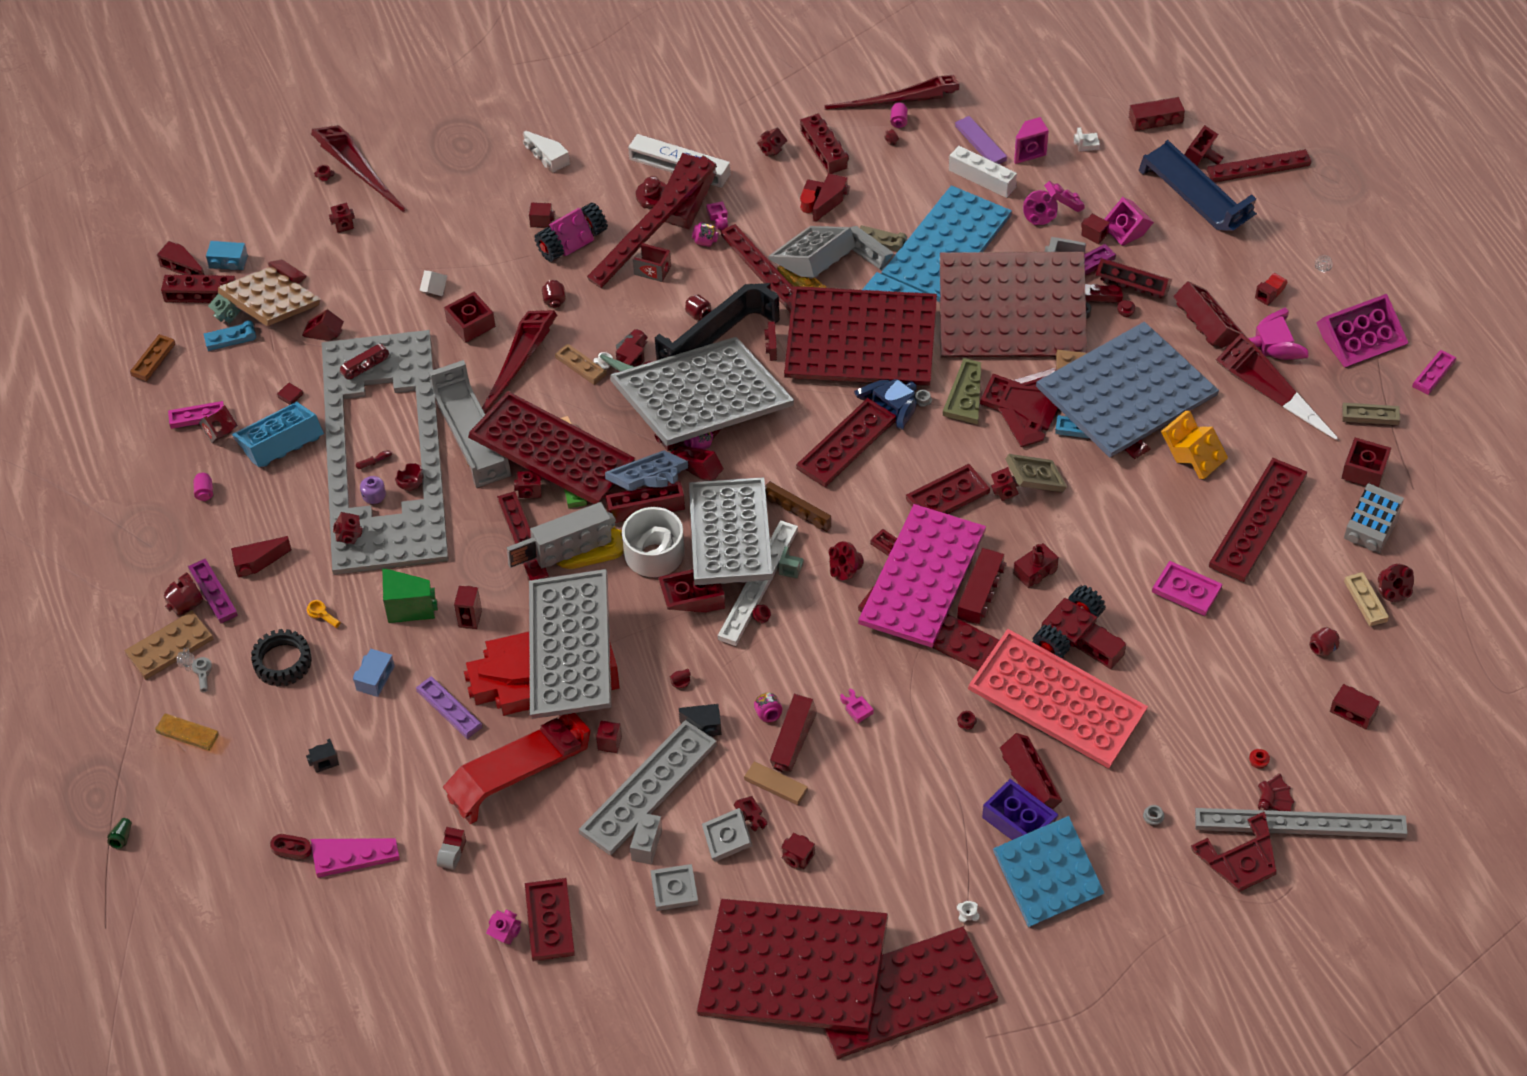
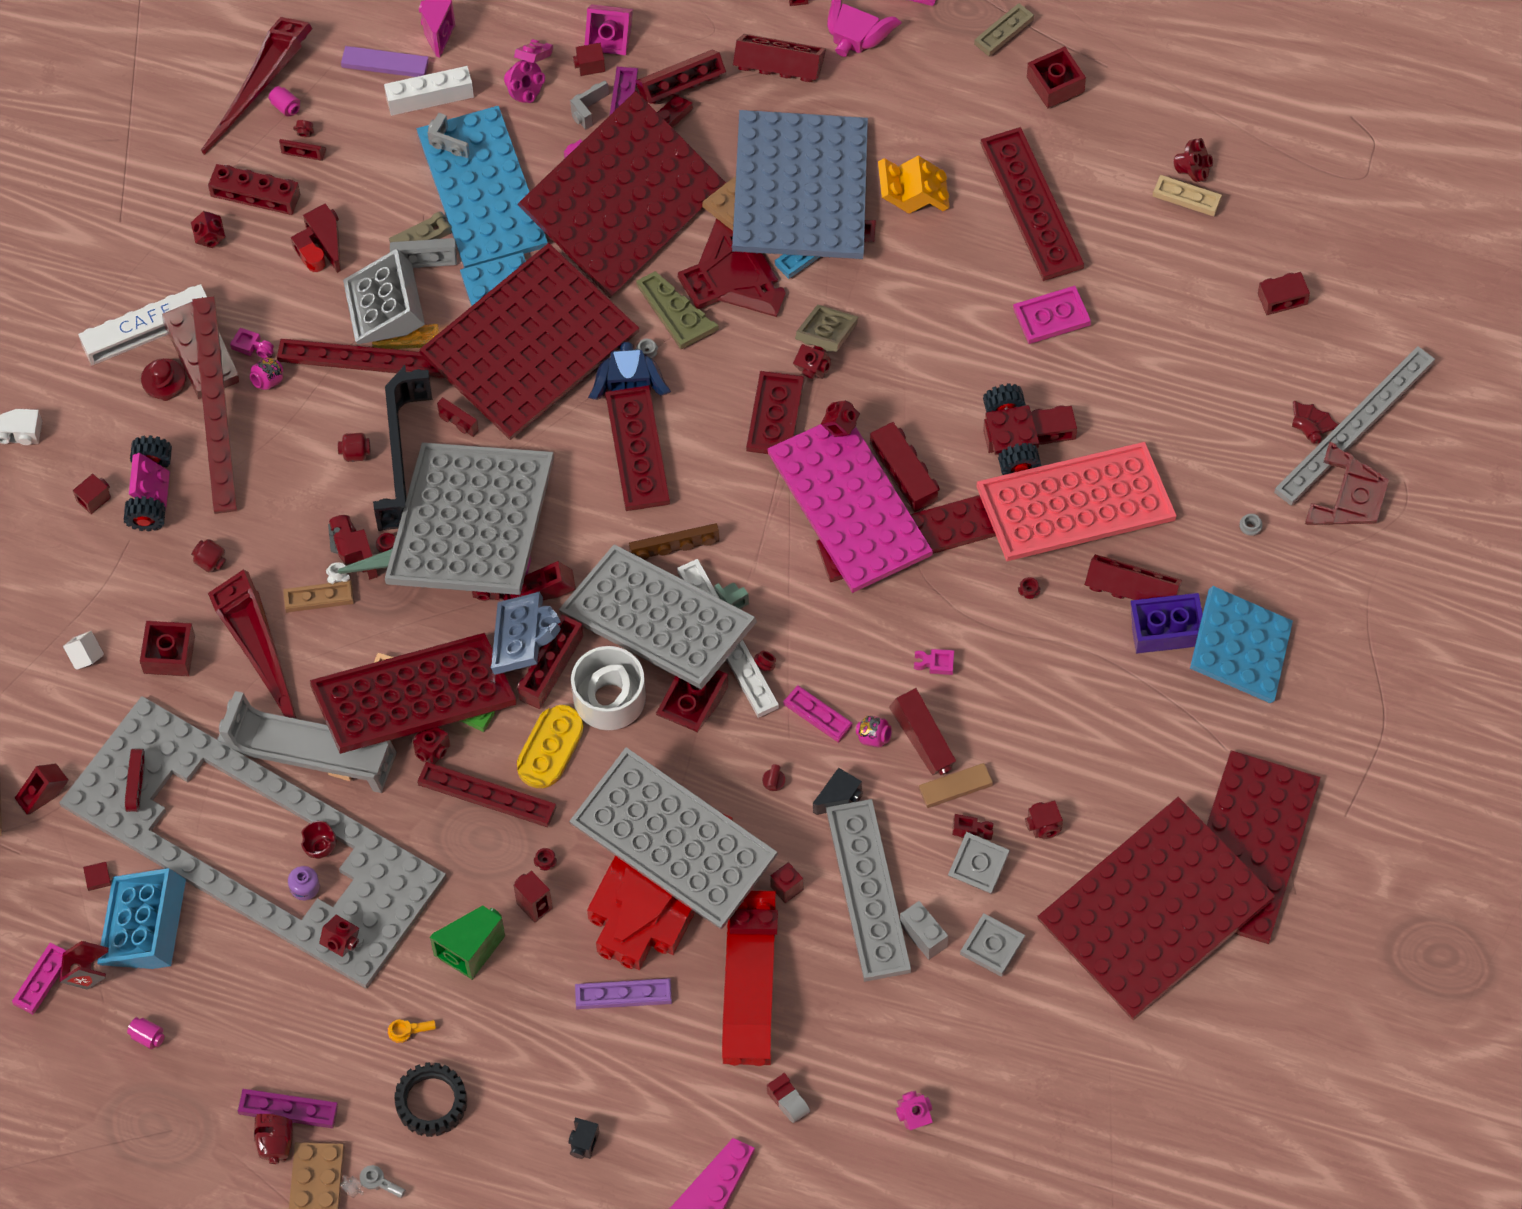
camera: 50 degrees left, 10 degrees up
(254, 557) = (281, 1048): dark red slope -> none
(372, 461) = (261, 848): dark red piece -> none
(373, 672) = (526, 1029): medium blue brick -> none
(506, 595) = (545, 853): none -> dark red plate
(549, 919) = (935, 1069): dark red plate -> none
(564, 537) = (538, 754): light grey piece -> none
(652, 263) = (253, 434): piece -> none
(753, 670) = (817, 713): none -> dark pink tile
(844, 560) = (775, 551): dark red plate -> none
(876, 146) = (302, 149): none -> dark red slope
(881, 544) = (783, 507): dark red tile -> none
(953, 193) = (440, 141): none -> light grey bracket
(968, 906) = (1218, 729): white plate -> none
(971, 520) = (840, 418): none -> dark red brick
(1036, 565) = (920, 408): dark red brick -> none
(1126, 308) = (704, 110): dark red plate -> none
(1252, 367) = (870, 72): dark red plate -> none
(1257, 762) = (1267, 408): red plate -> none
(1324, 641) = (1202, 261): dark red head -> none
(1374, 518) = (1118, 121): light grey slope -> none

